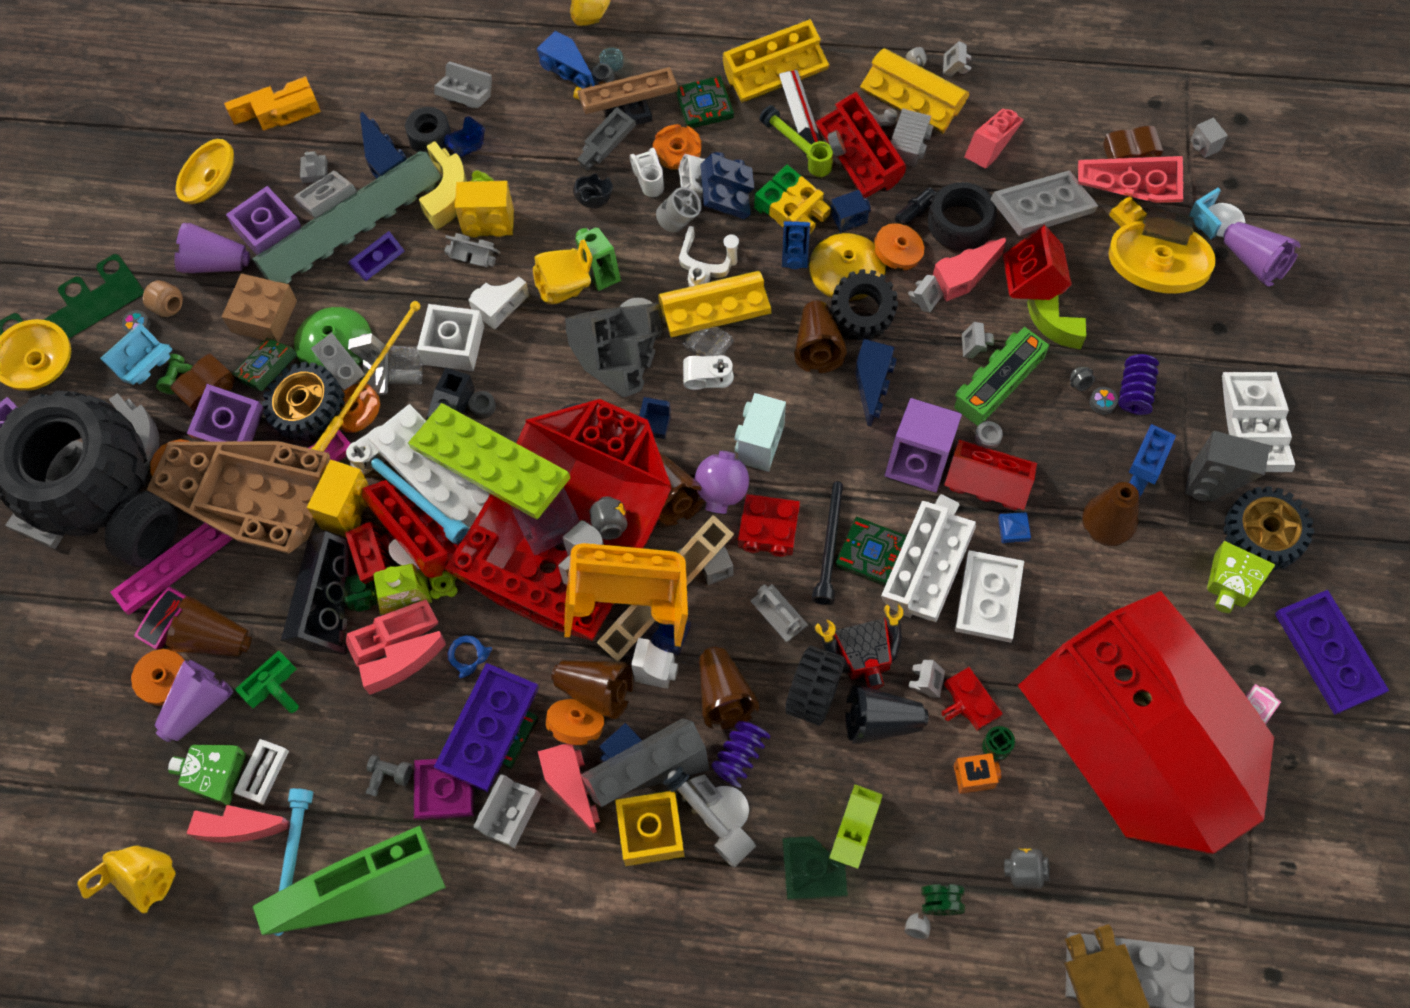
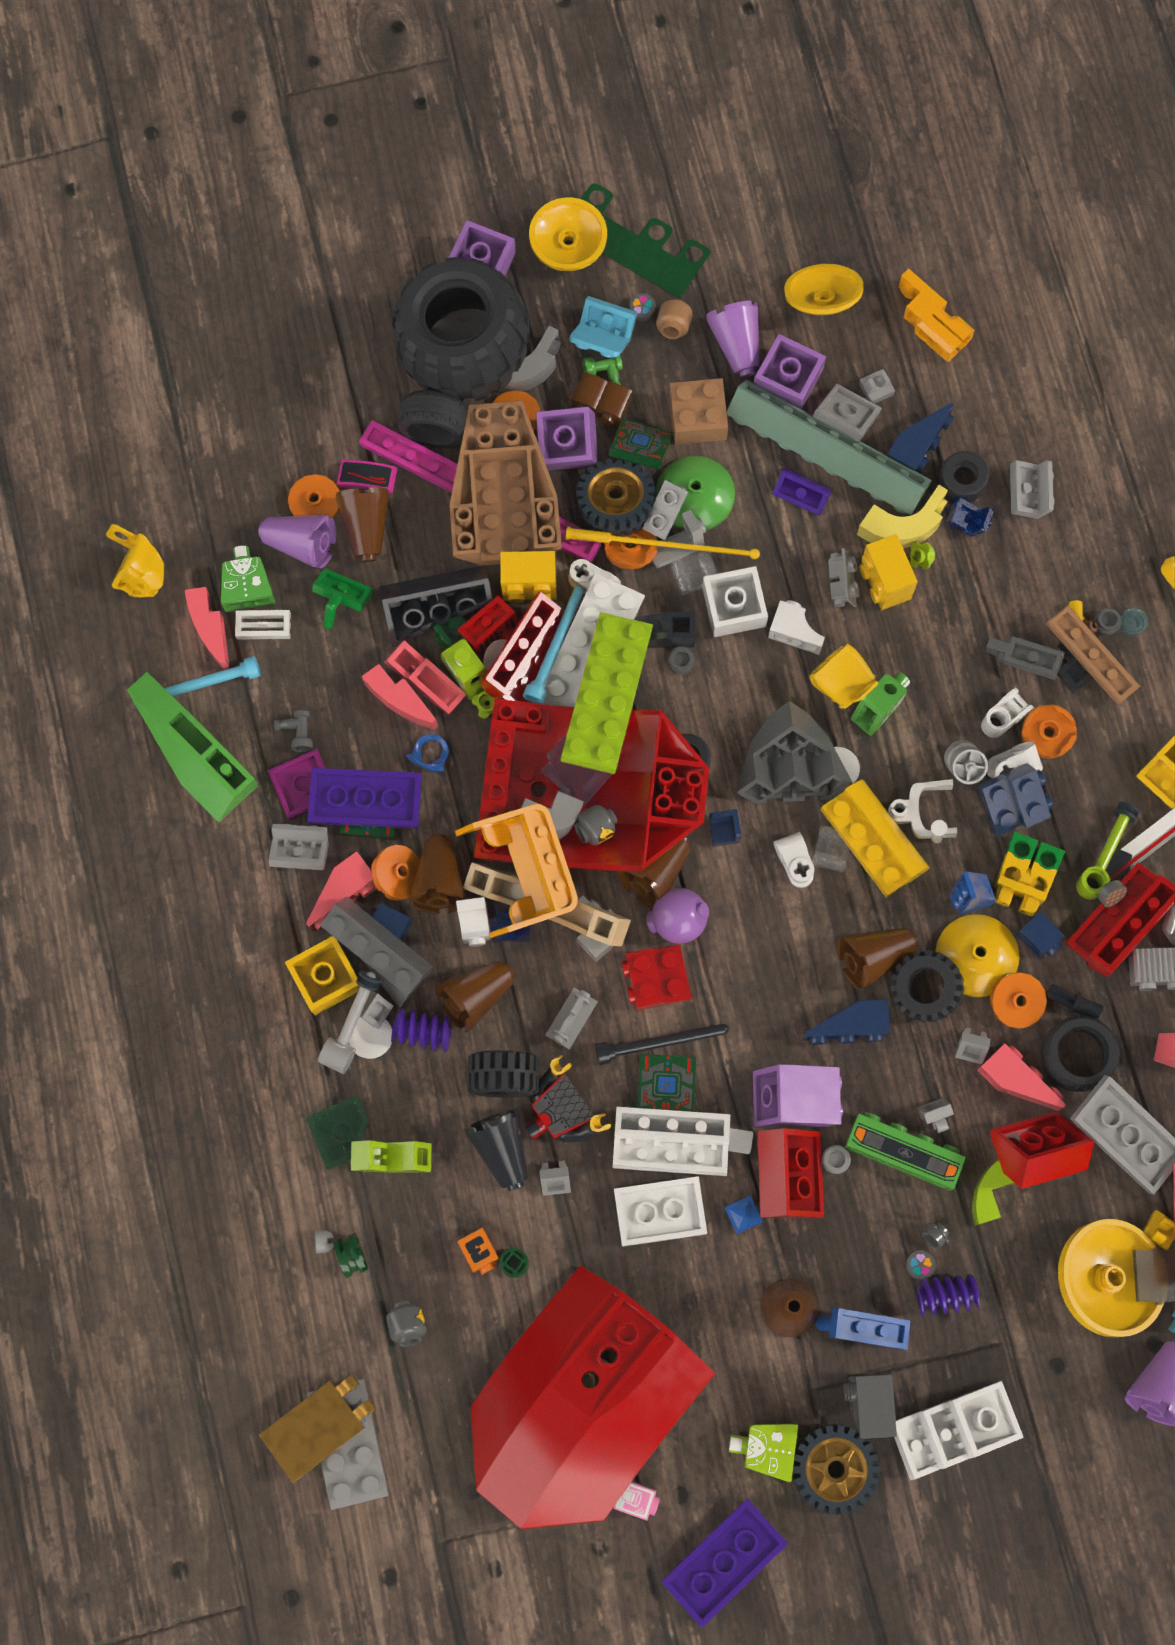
camera: 70 degrees right, 10 degrees up
(562, 57) = (1108, 576): blue slope -> none
(592, 191) = (957, 667): black hair -> none
(704, 102) = (1118, 737): dark green tile -> none
(760, 431) = (744, 933): light aqua brick -> none
(970, 700) = (550, 1225): red plate -> none

